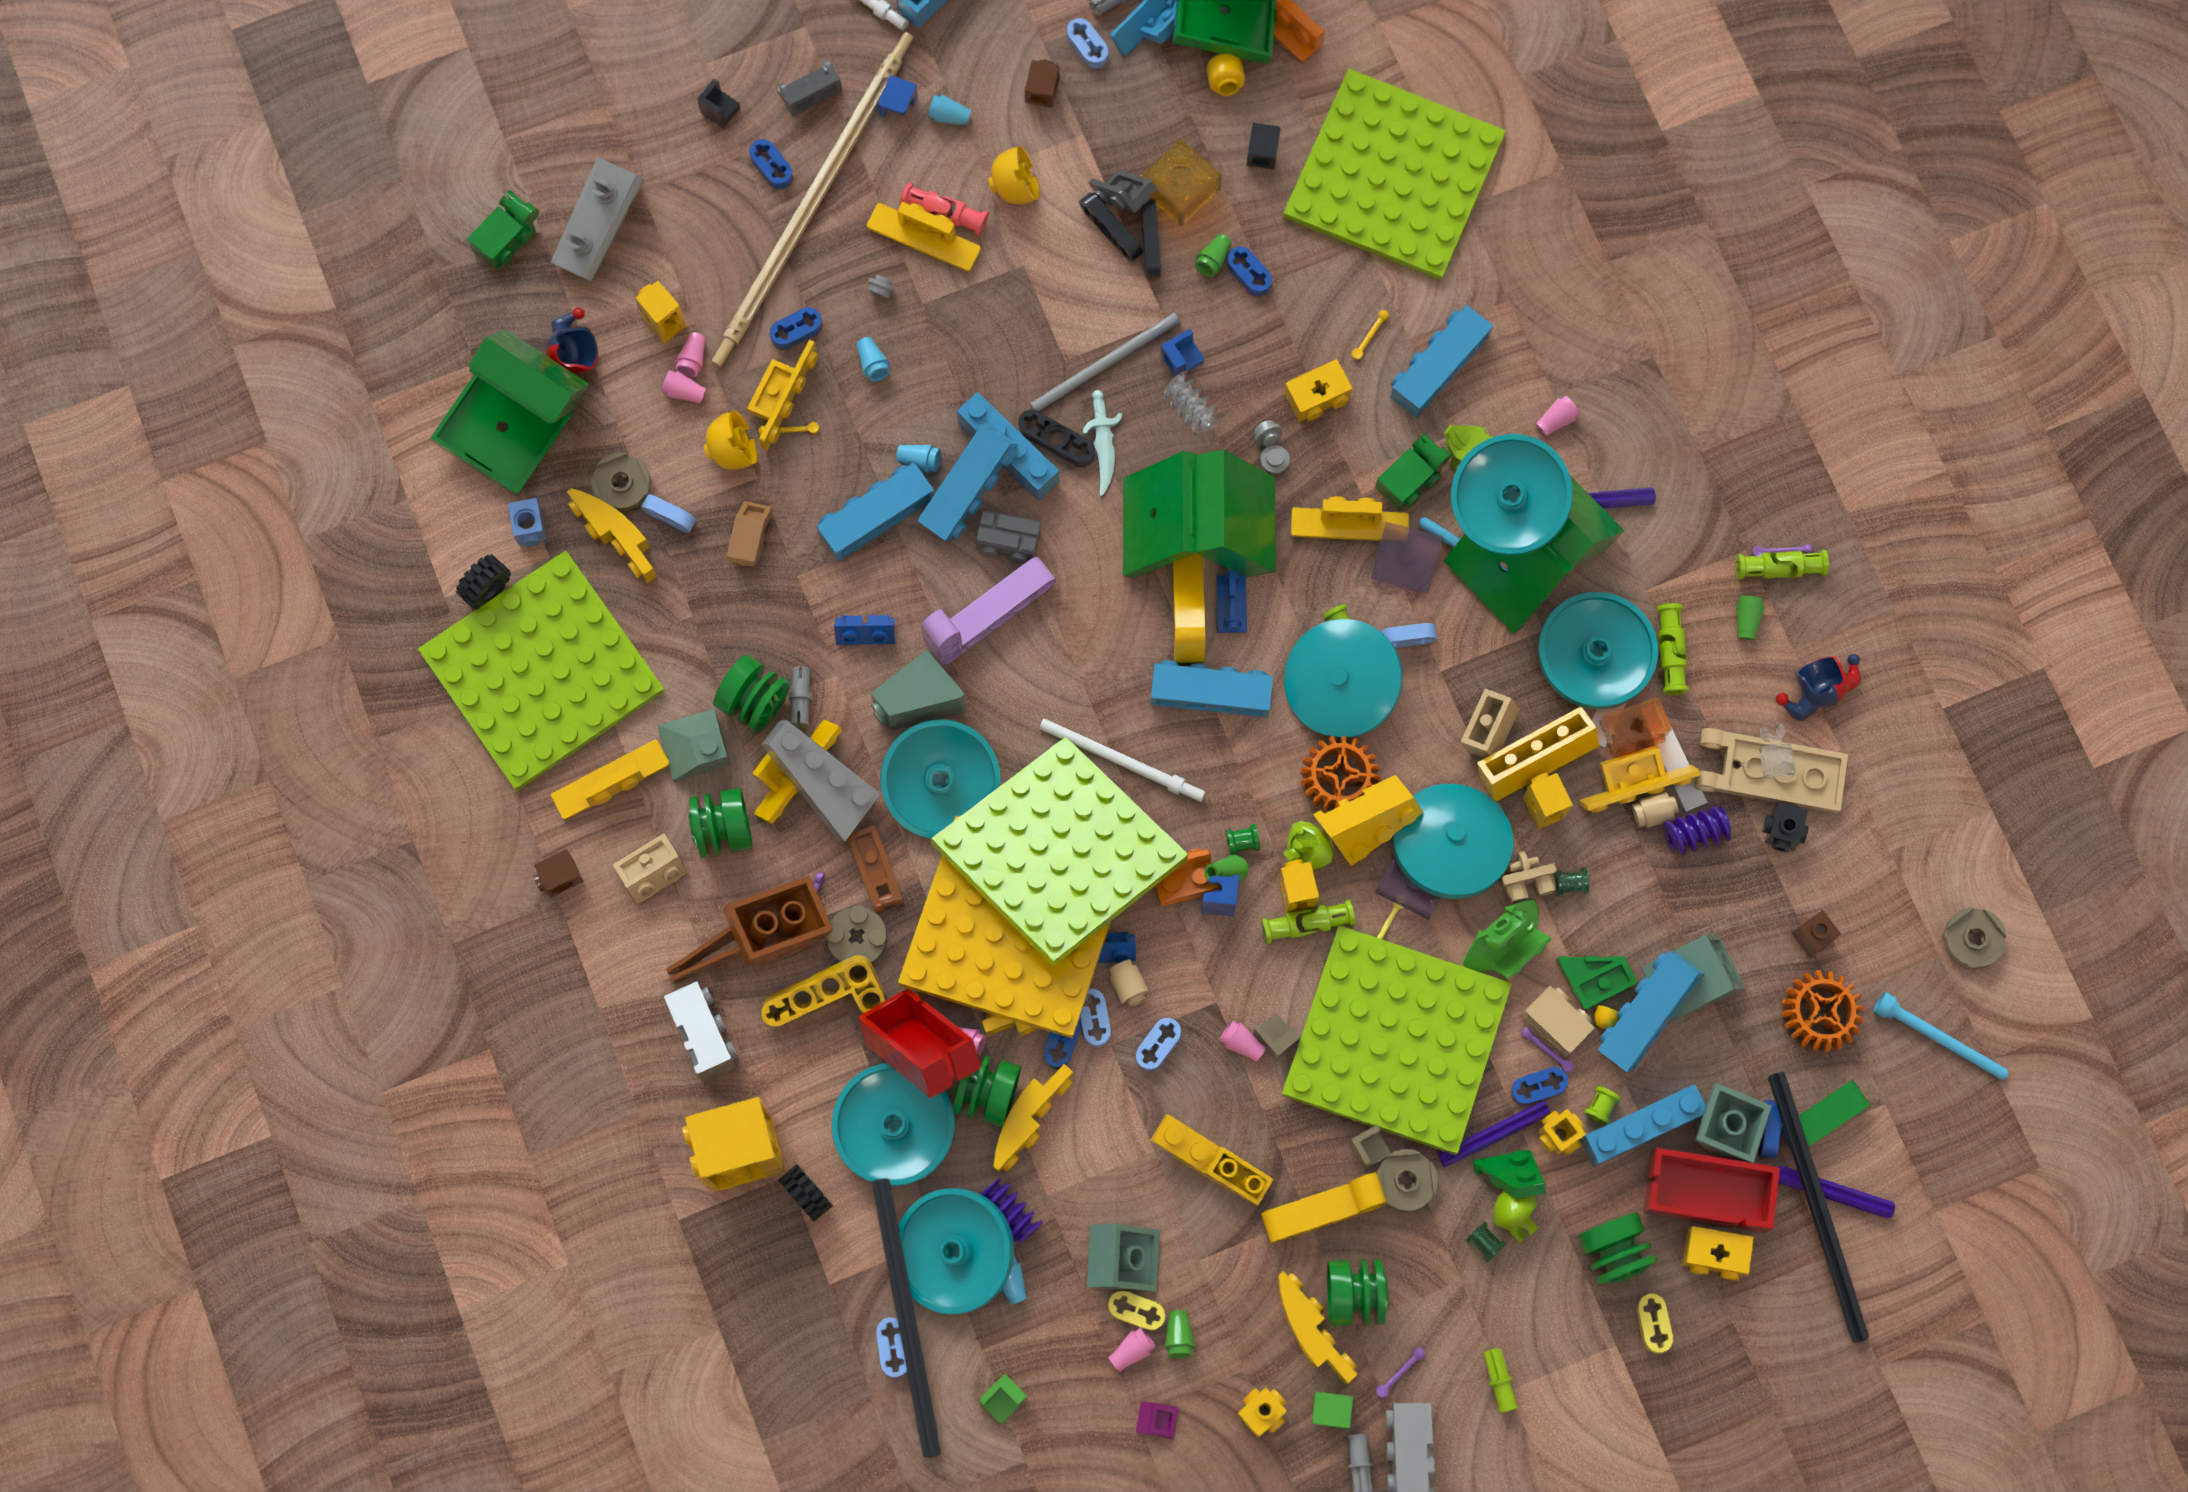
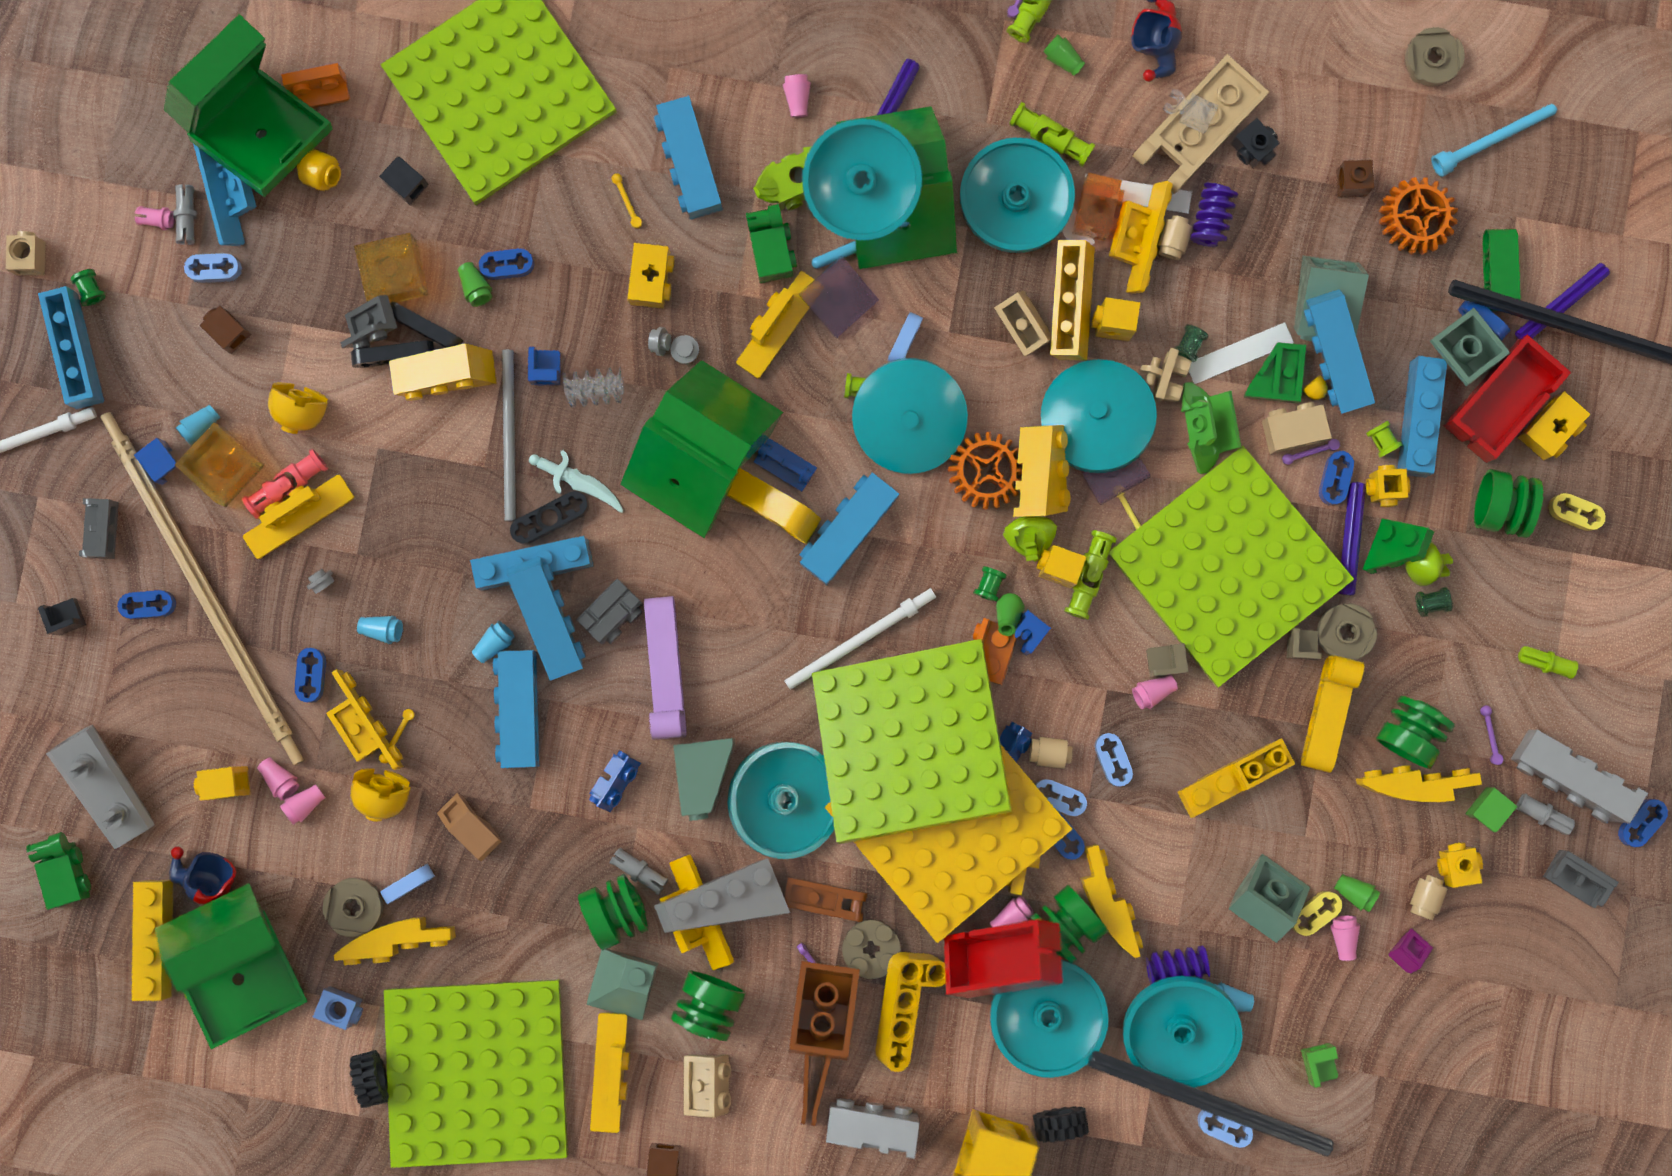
camera: 55 degrees left, 10 degrees up
(523, 318) = (150, 909): none -> yellow brick
(926, 147) = (219, 465): none -> clear yellow brick
(1123, 275) = (442, 371): none -> yellow wedge
(1215, 1402) = (1428, 897): none -> tan brick
(1591, 931) = (1238, 353): none -> white sticker

